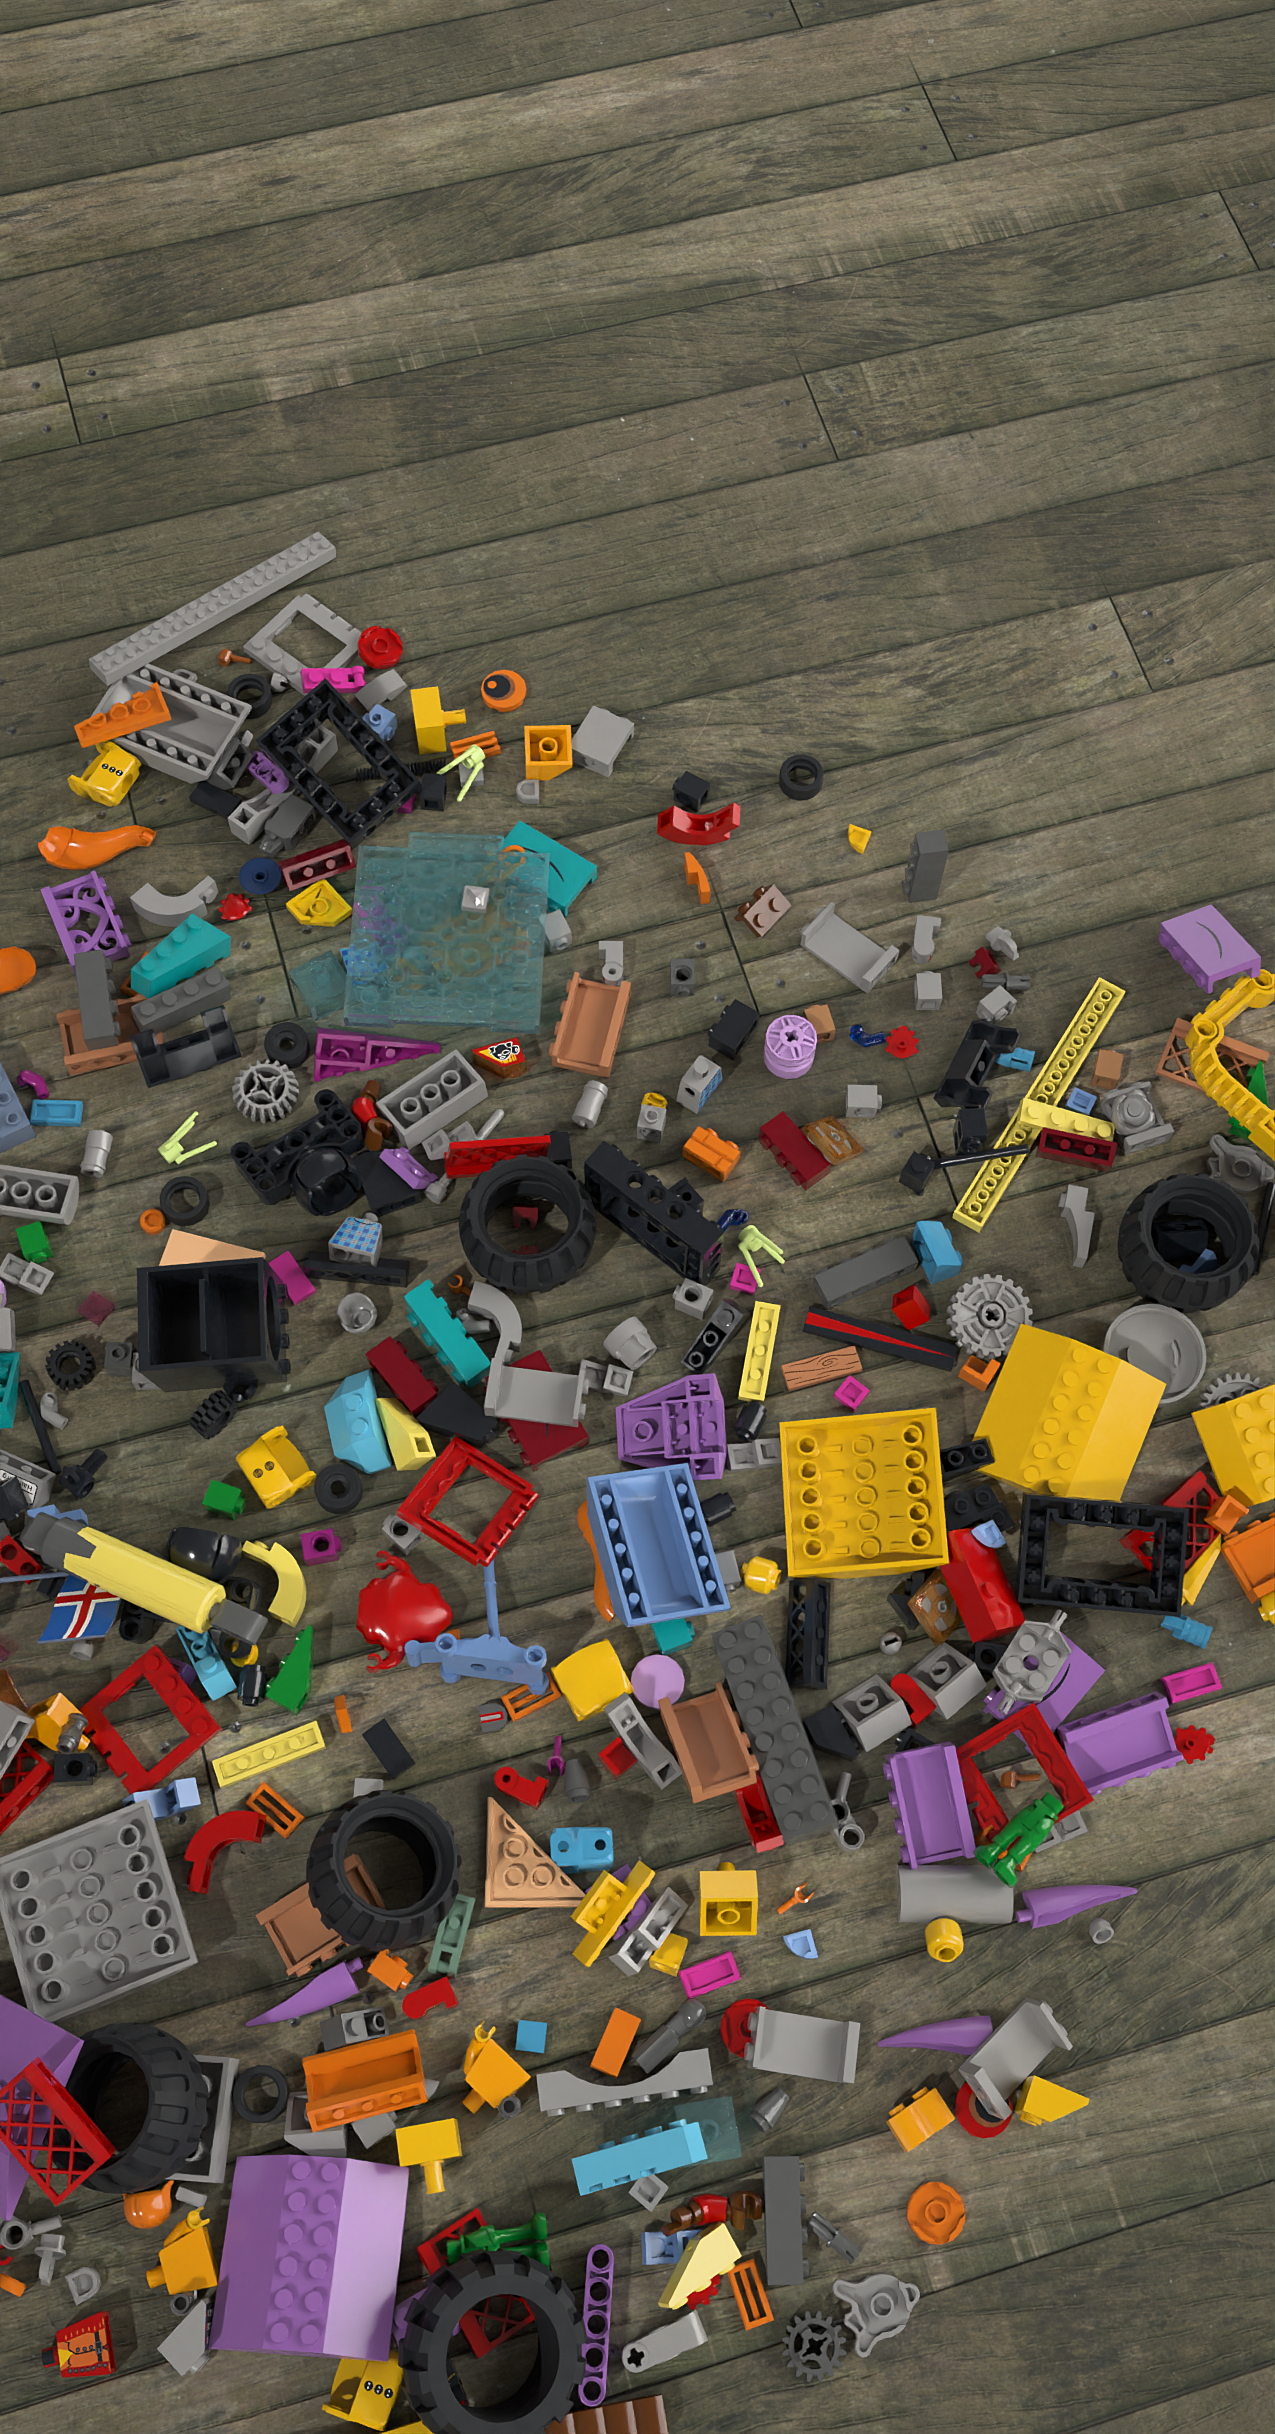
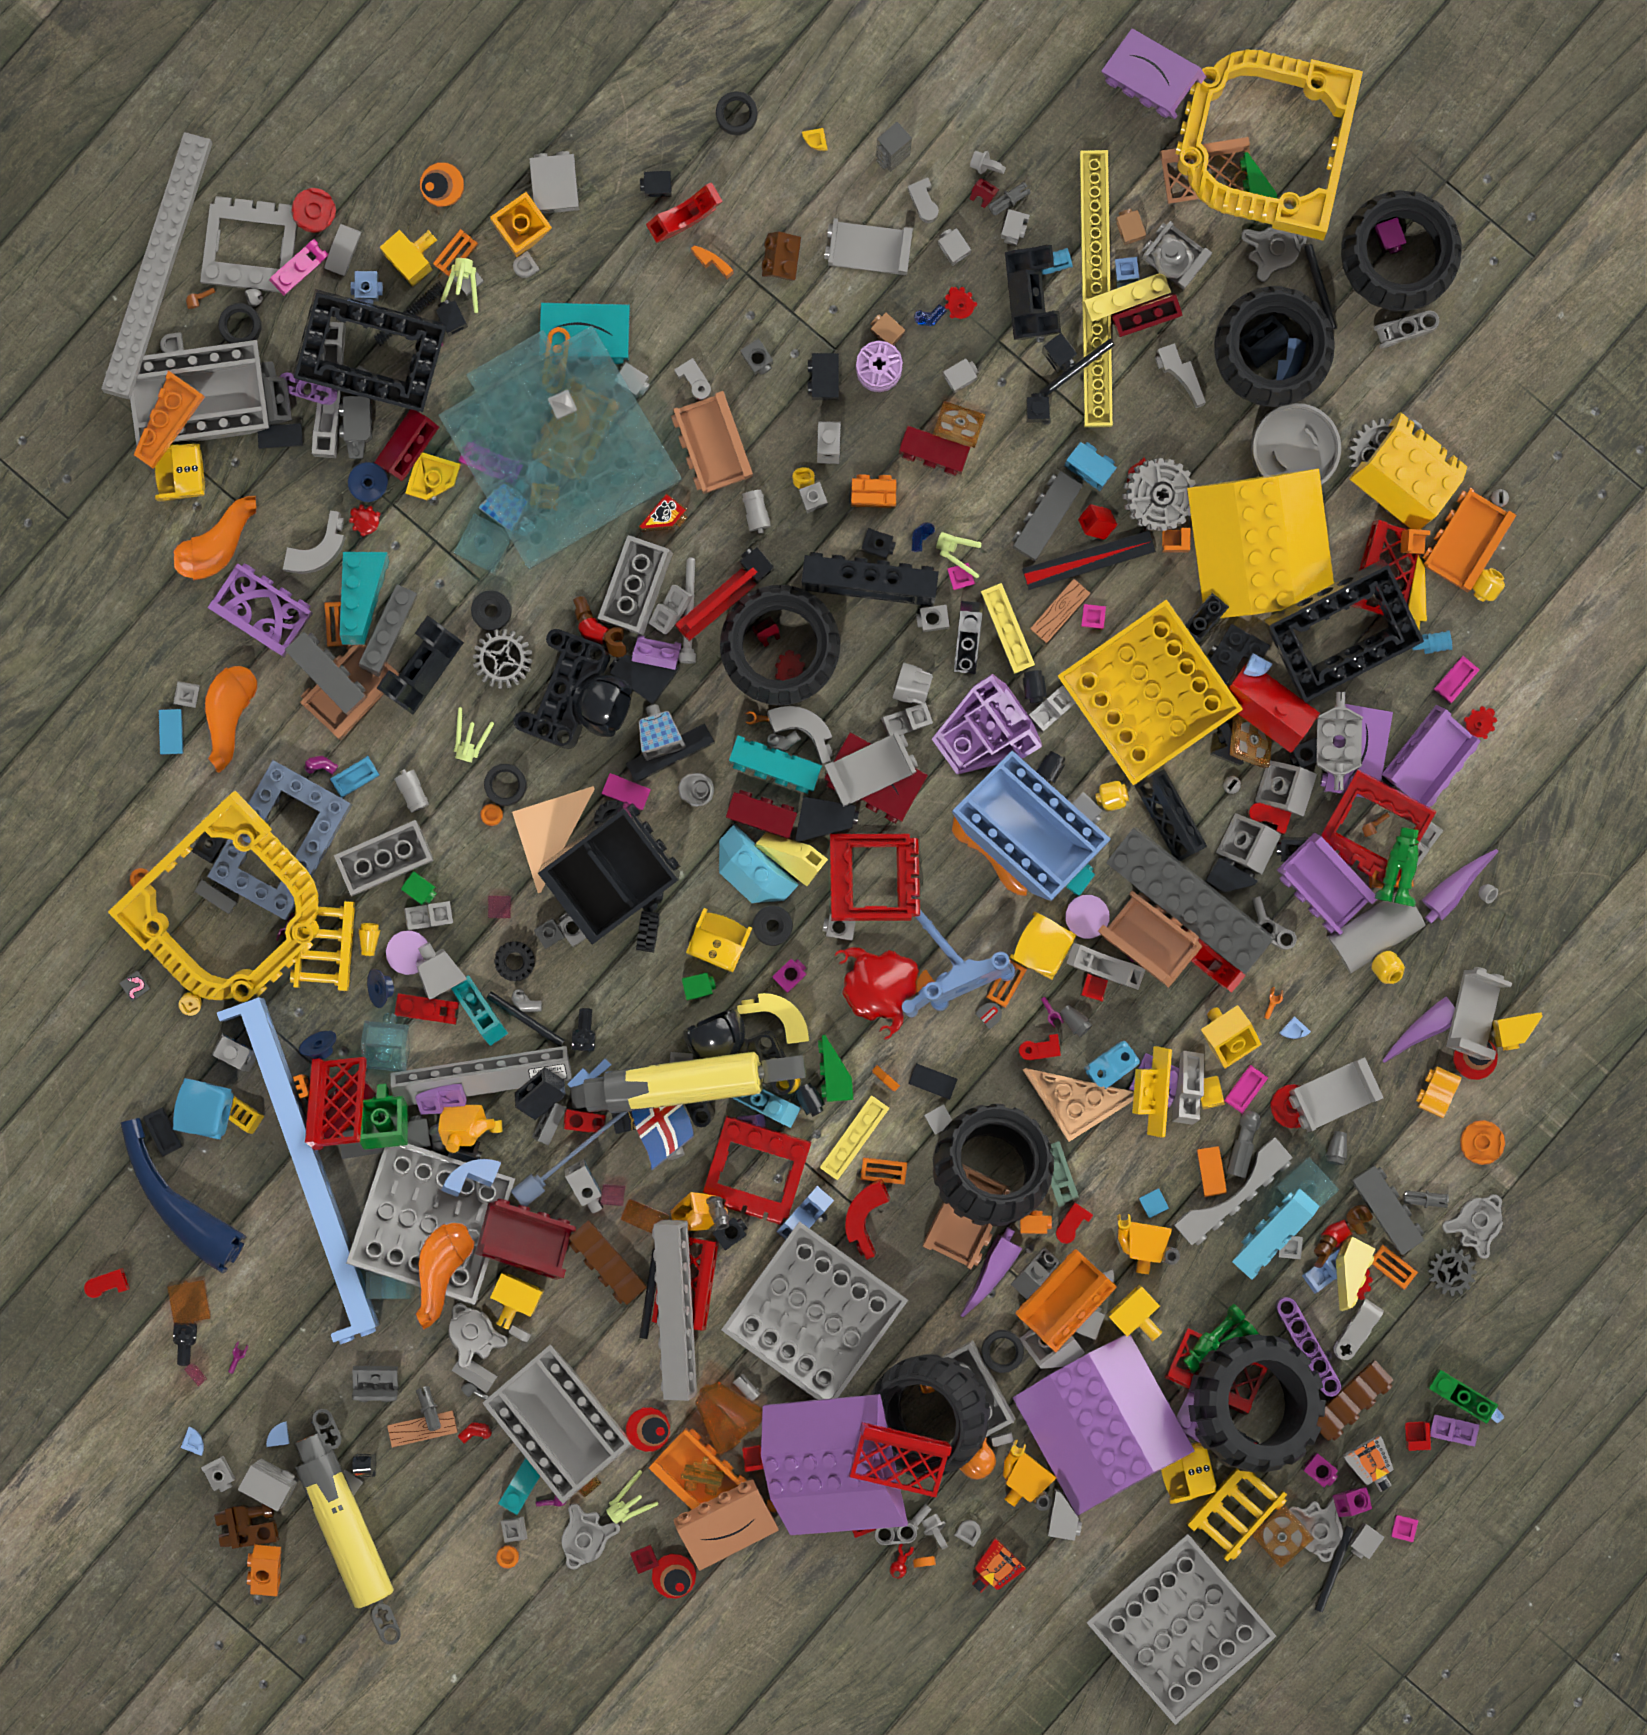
camera: 30 degrees left, 20 degrees up
(349, 1051) = (538, 586): magenta wedge -> none

